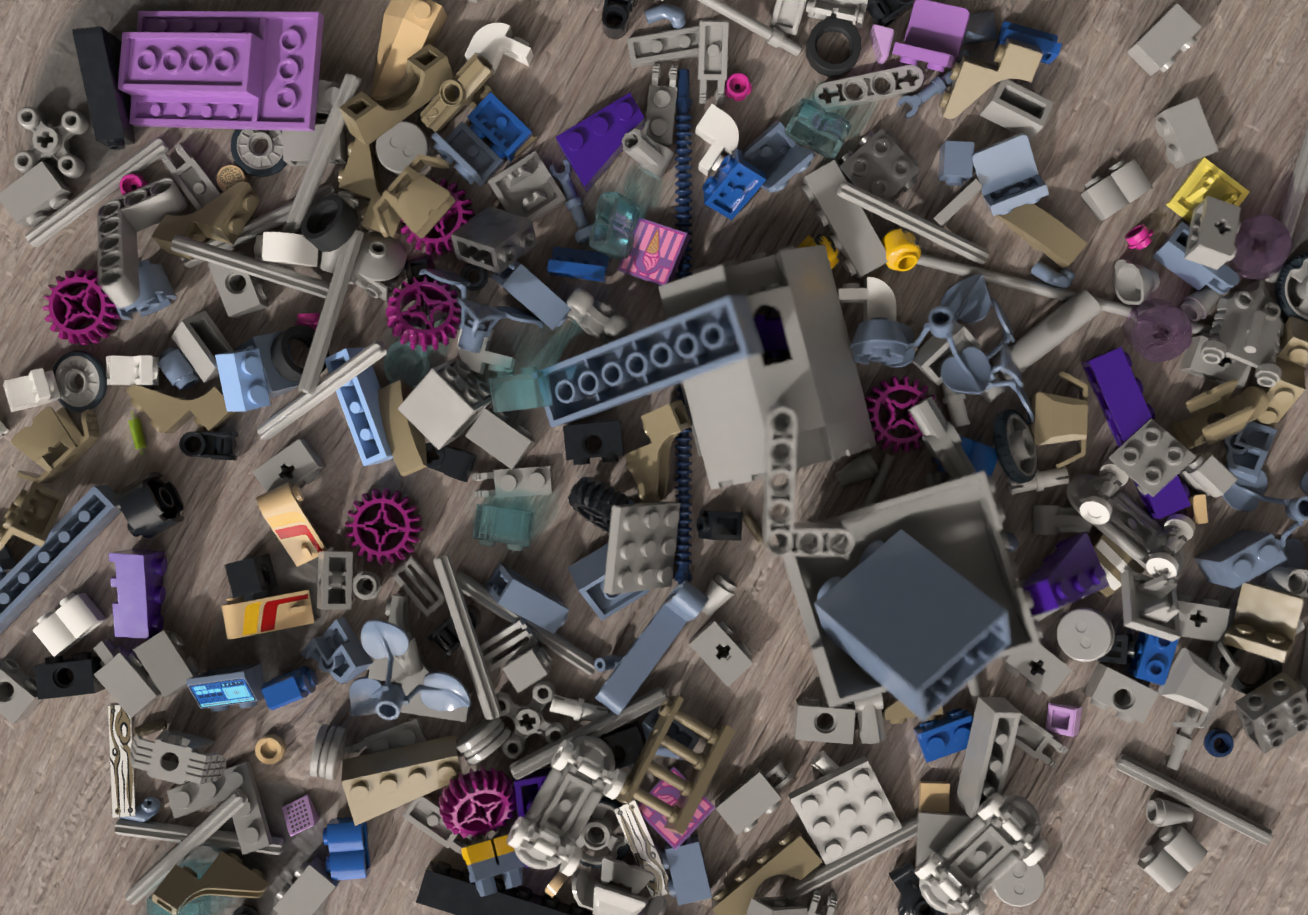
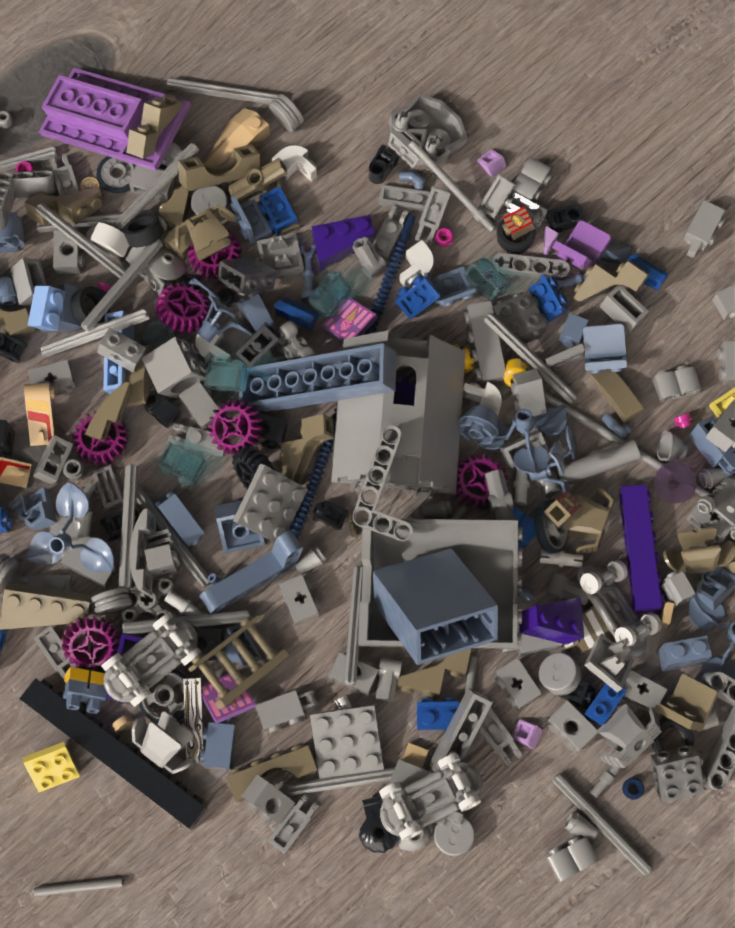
camera: 20 degrees right, 15 degrees down
(108, 107) = (31, 115): black slope -> none
(282, 56) = (155, 118): none -> dark tan arch
(366, 408) = (121, 349): none -> light grey brick
(385, 498) = (109, 412): none -> dark tan slope
(491, 661) = (143, 528): none -> light grey slope
(536, 453) = (246, 415): none -> magenta gear
(546, 334) = (257, 344): none -> black brick
(805, 663) = (353, 632): none -> light grey axle
(836, 35) = (518, 223): none -> dark tan brick
(908, 125) = (550, 300): none -> blue bracket
(928, 275) = (529, 392): none -> light grey brick
(1030, 425) = (562, 508): none -> dark tan brick
(1152, 458) = (642, 563): light grey hinge -> none

